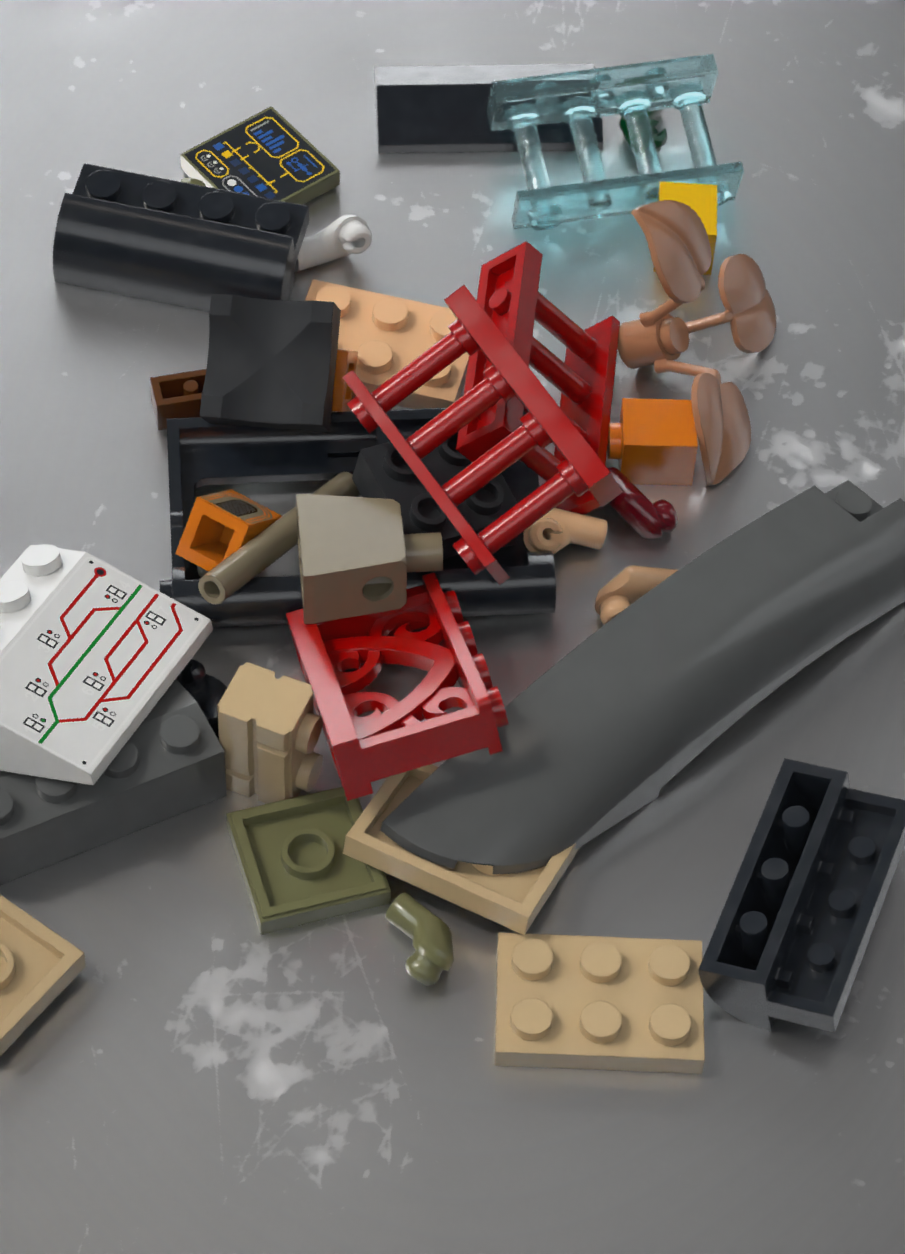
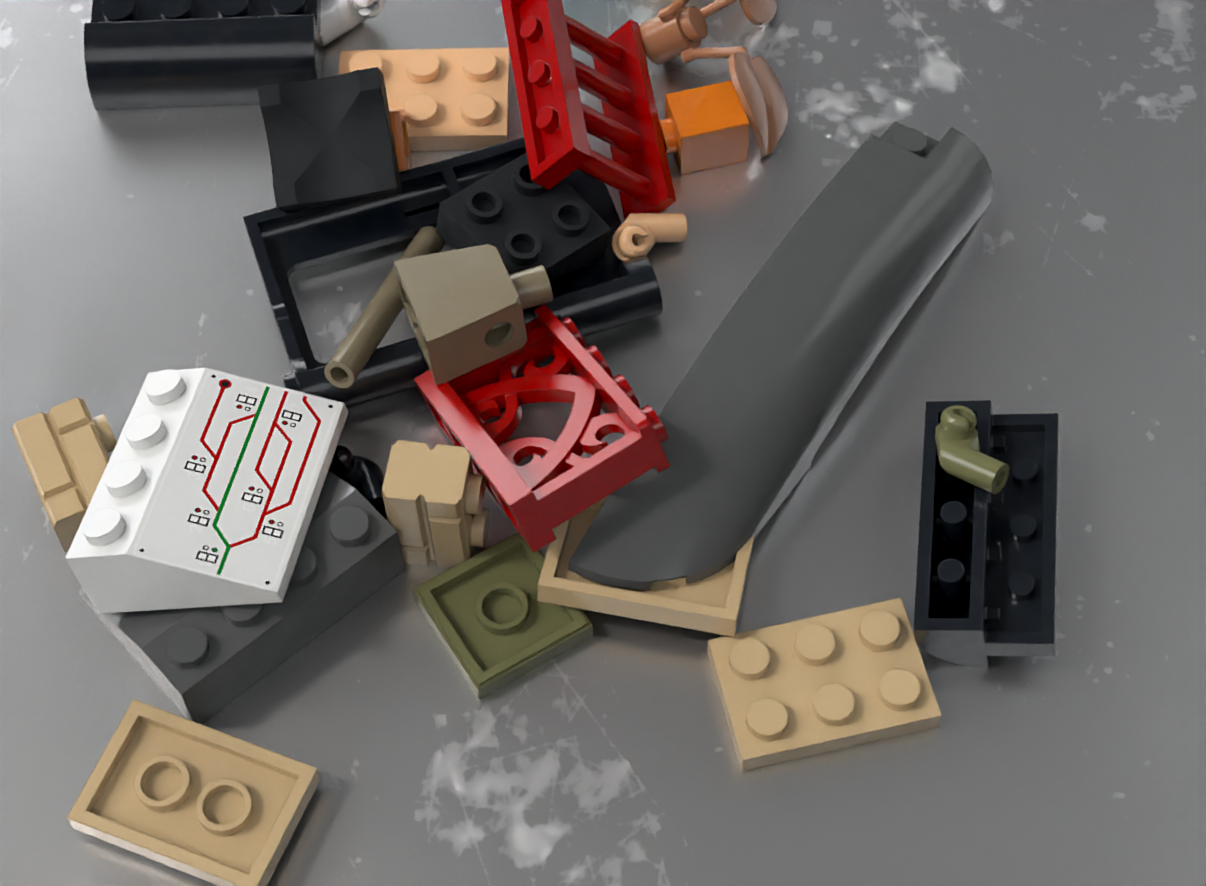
camera: 10 degrees left, 5 degrees up
(177, 396) = (247, 192): reddish brown piece -> none
(221, 526) = (328, 310): orange brick -> none
(429, 935) = (644, 661): olive arm -> none
(540, 426) = (613, 138): red fence -> none
(627, 588) = (729, 265): light nougat arm -> none
(638, 511) = (715, 200): dark red arm -> none
(799, 812) = (960, 451): none -> olive arm

